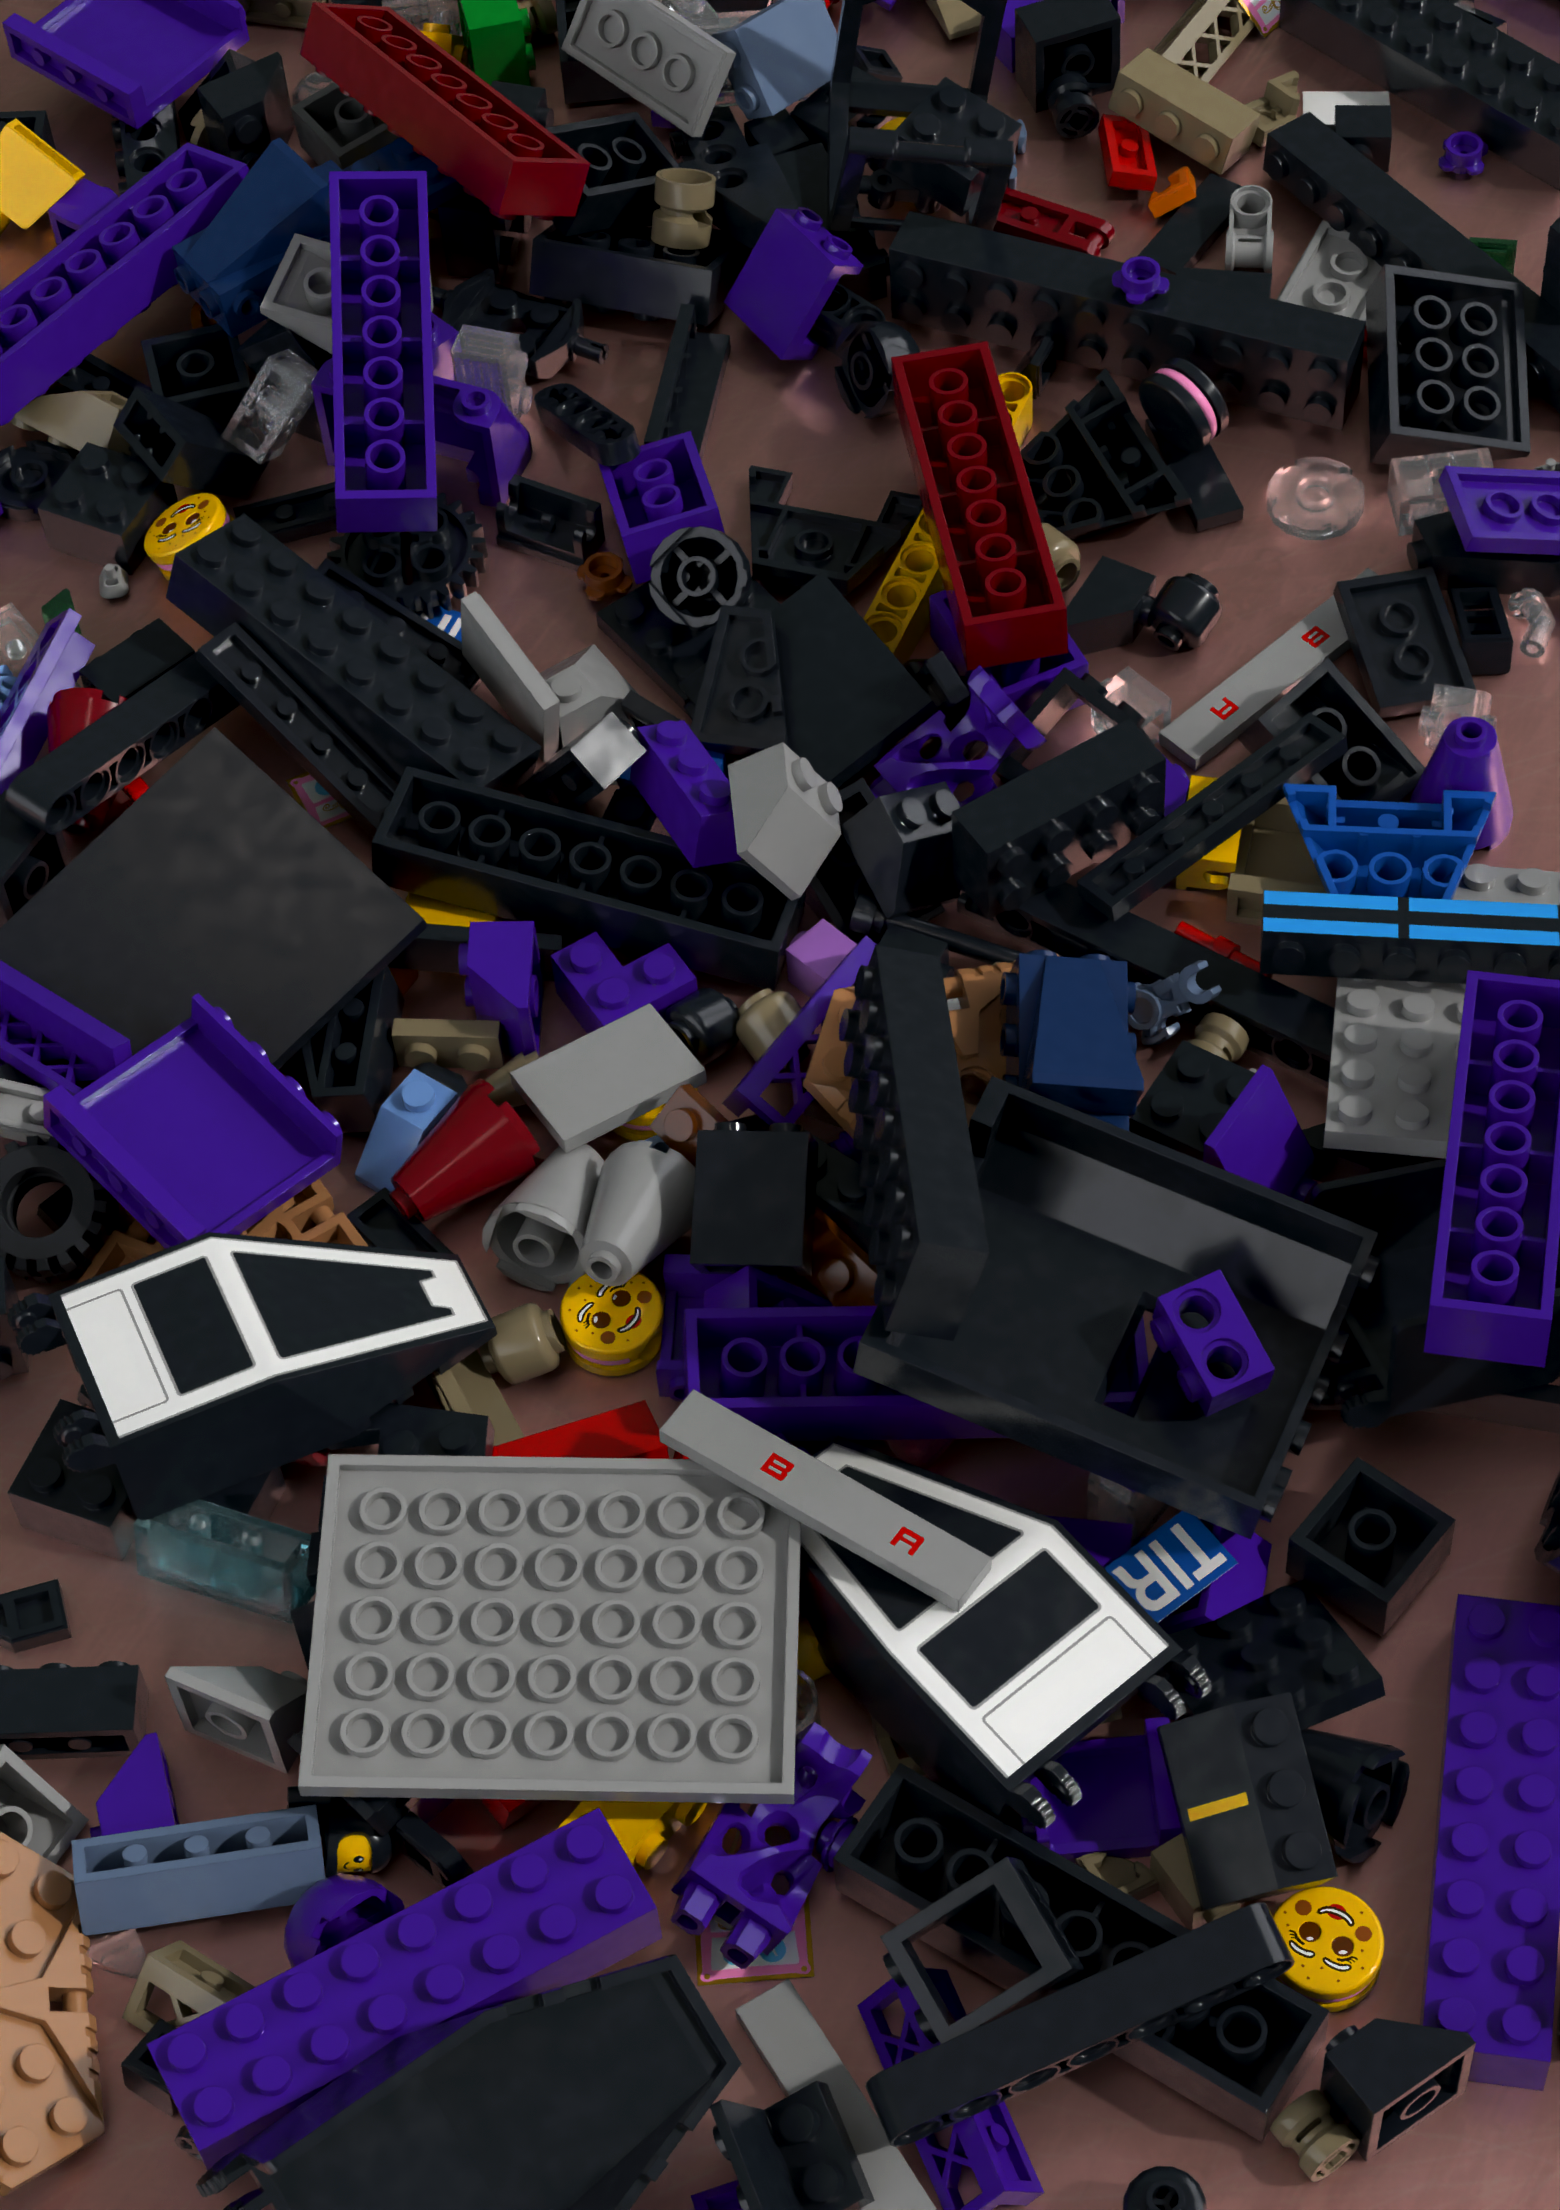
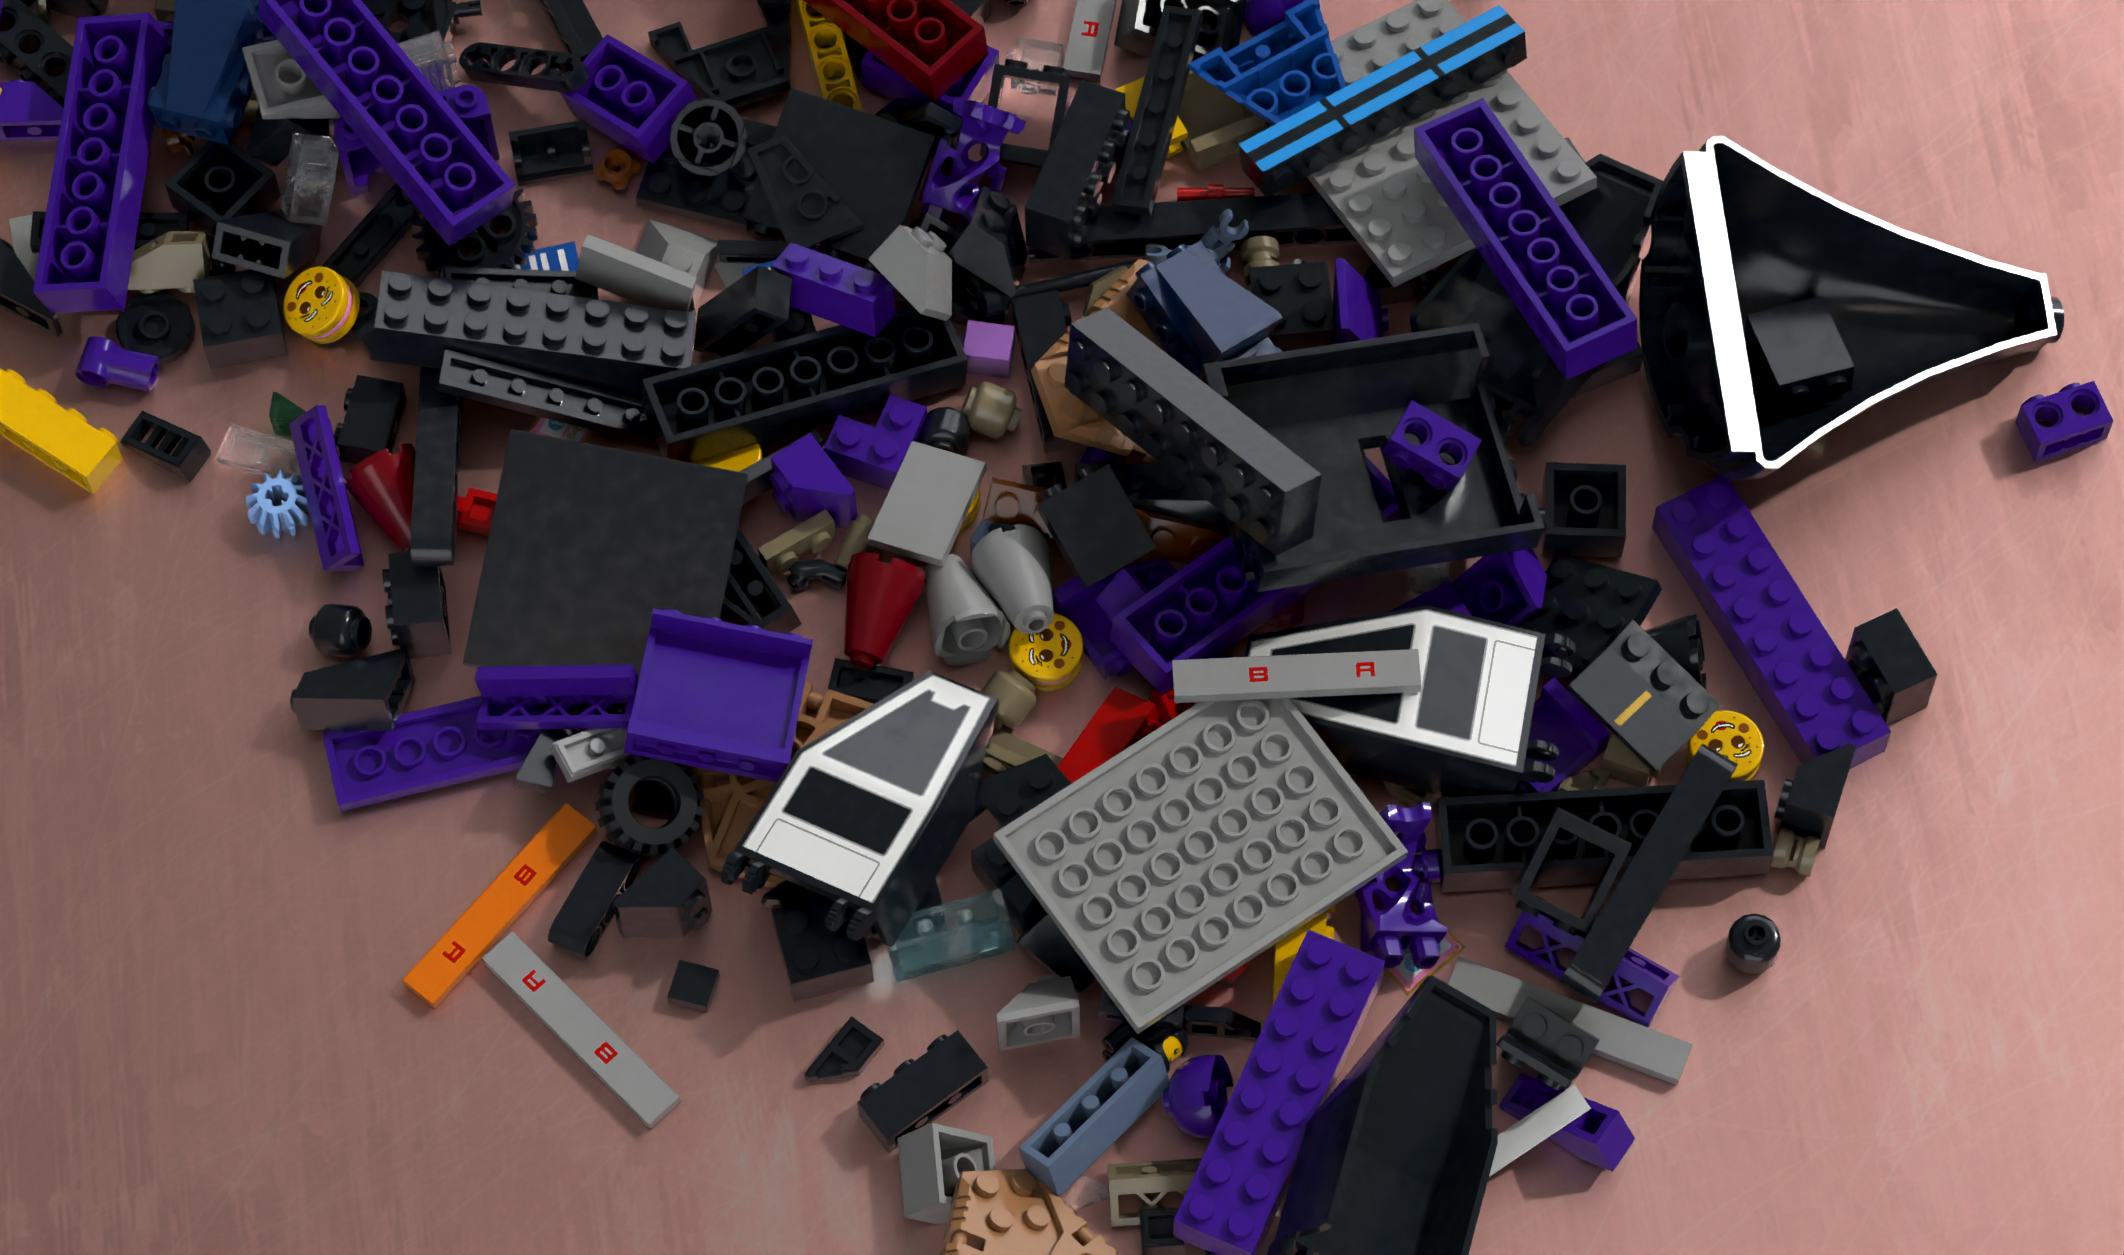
camera: 40 degrees left, 10 degrees up
(113, 582) = (283, 367): light grey rock -> none
(139, 1793) = (1022, 1104): dark purple slope -> none
(401, 1127) = (825, 615): medium blue slope -> none
(786, 1046) = (1021, 401): dark purple fence -> none
(1171, 1565) = (1495, 589): blue sticker -> none

